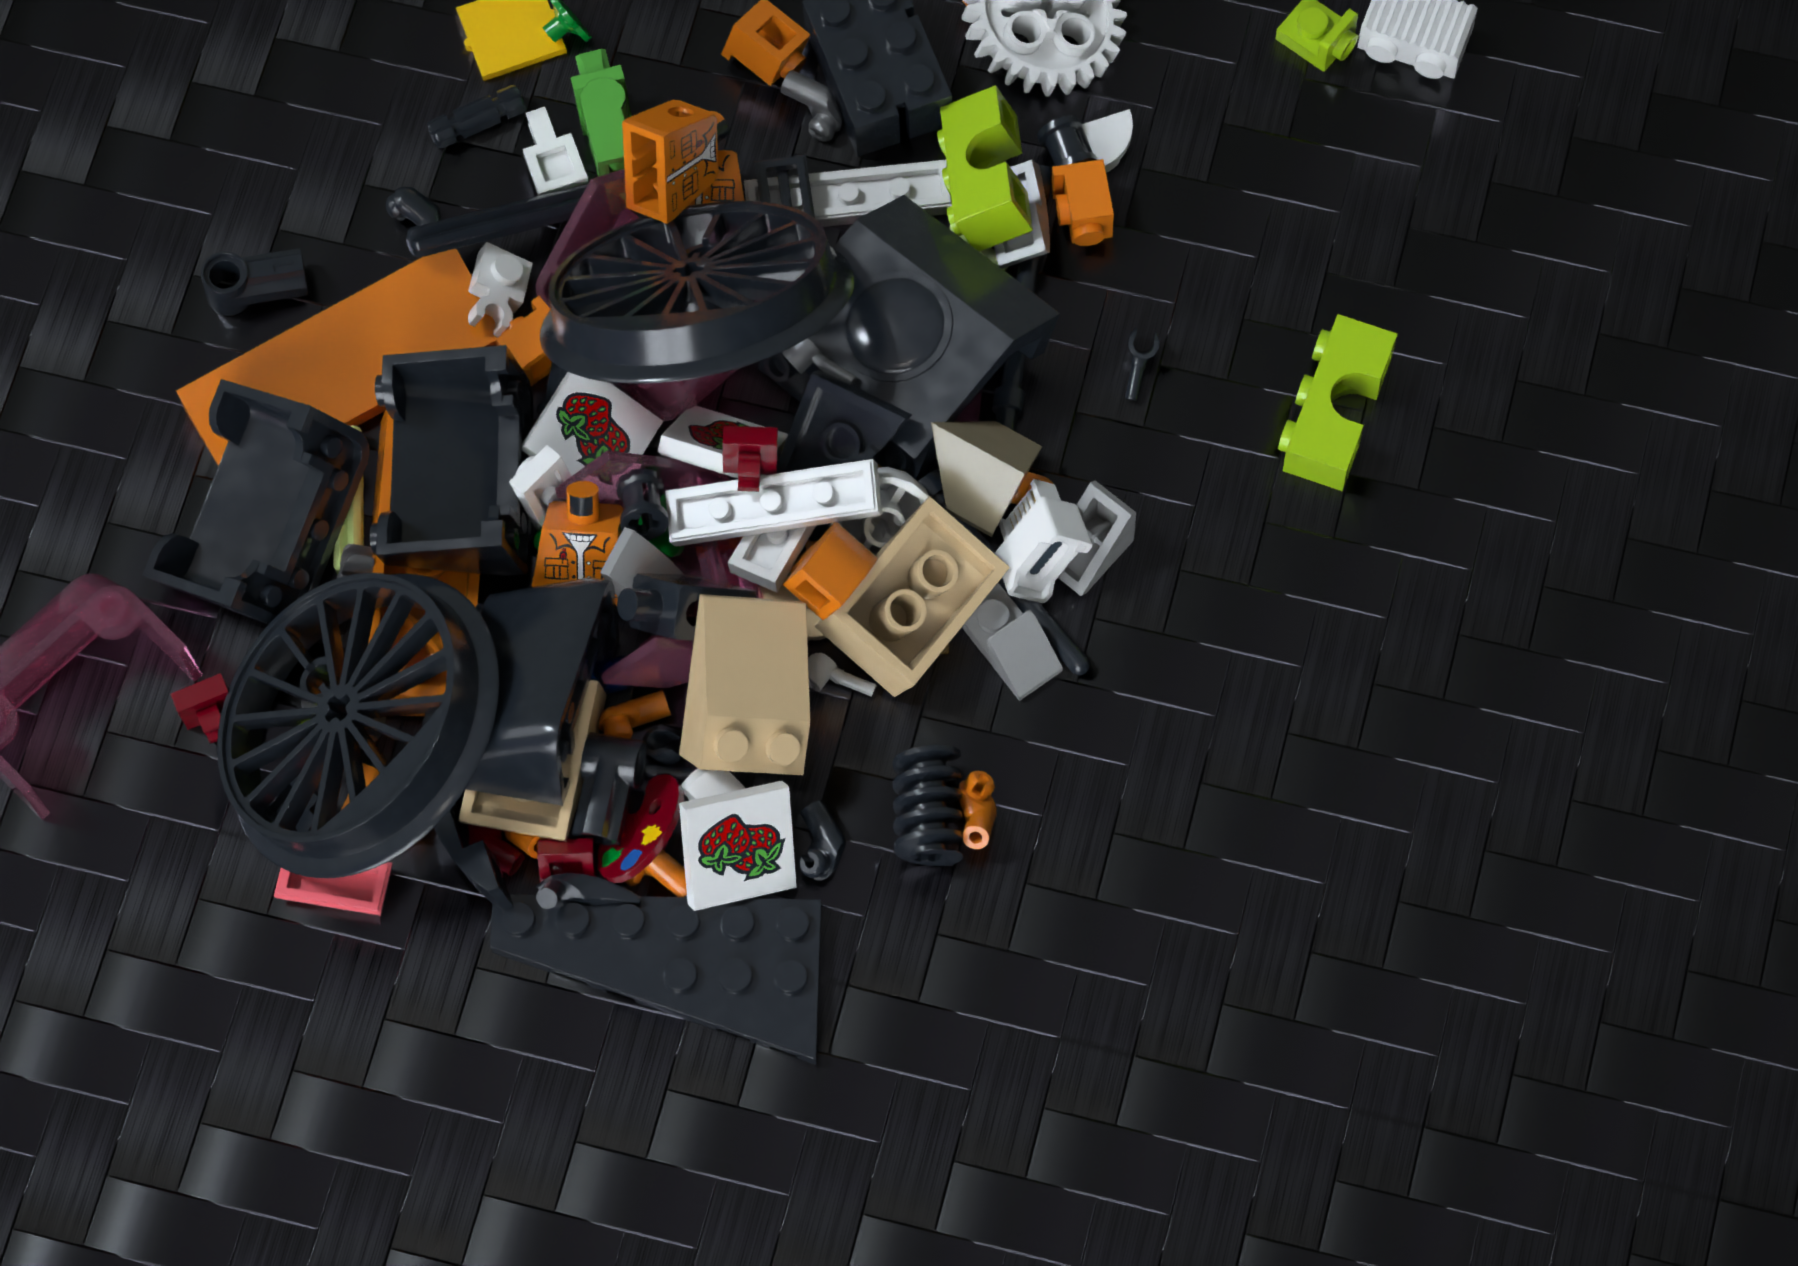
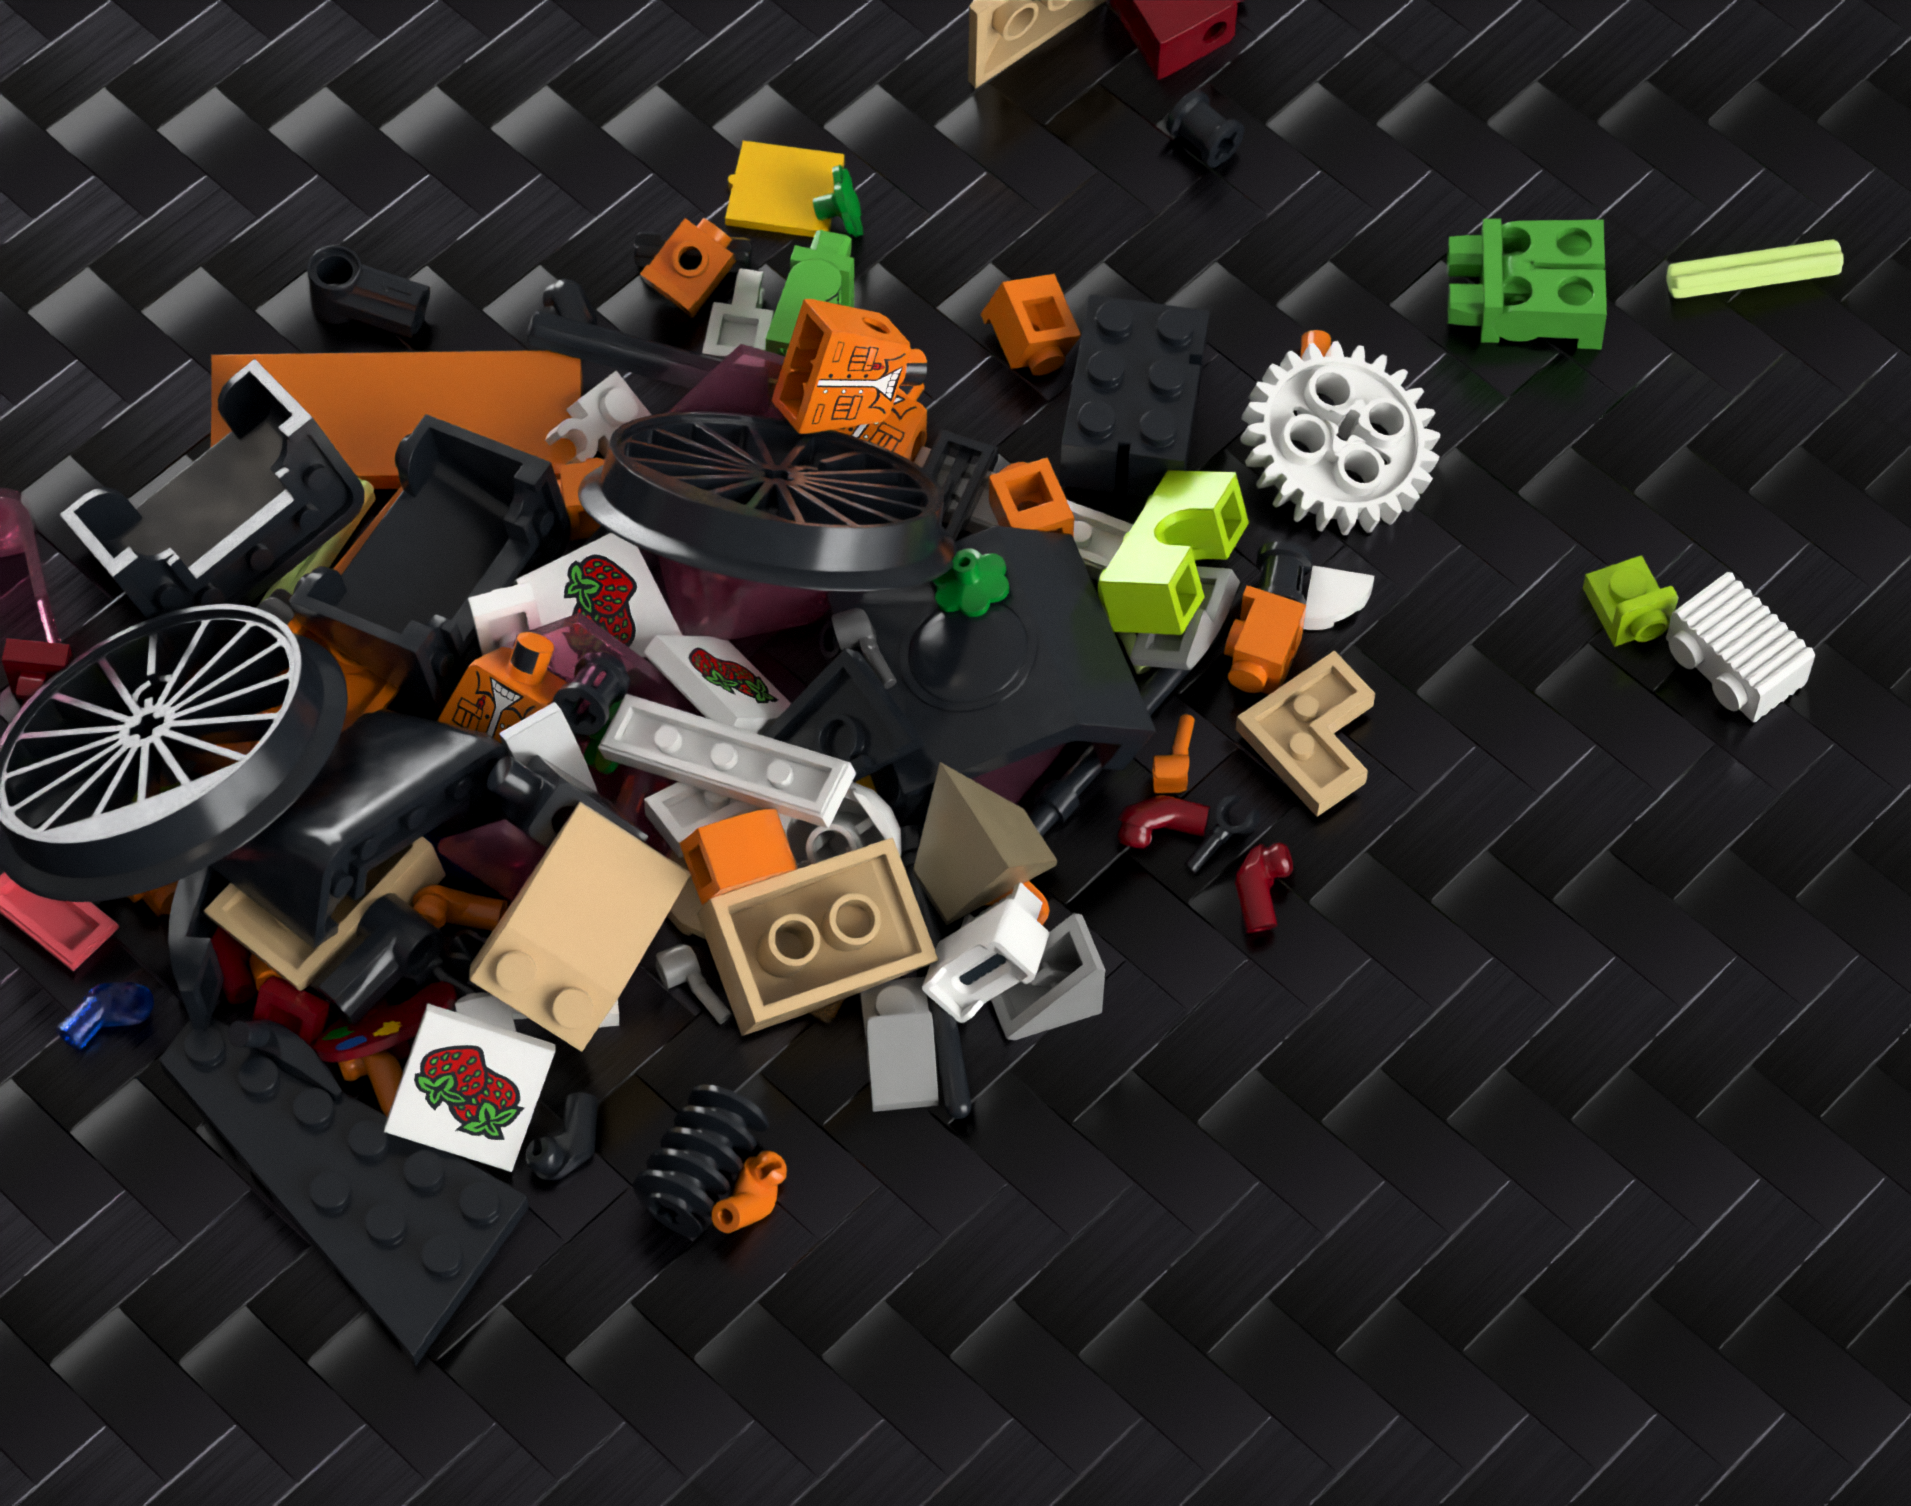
camera: 25 degrees right, 10 degrees down
(422, 929) = (106, 1007): none -> clear blue arm
(477, 146) = (690, 287): none -> orange brick
(749, 453) = (727, 694): dark red tile -> none
(820, 101) = (1050, 407): flat silver arm -> none
(854, 174) = (1030, 498): none -> orange brick
(872, 272) = (972, 583): none -> green plant
(1075, 335) = (1171, 771): none -> orange hand
(1086, 370) = (1161, 812): none -> dark red arm
(1146, 259) = (1297, 729): none -> tan plate
(1185, 386) = (1254, 884): none -> dark red arm
(1351, 362) = (1445, 945): lime arch -> none

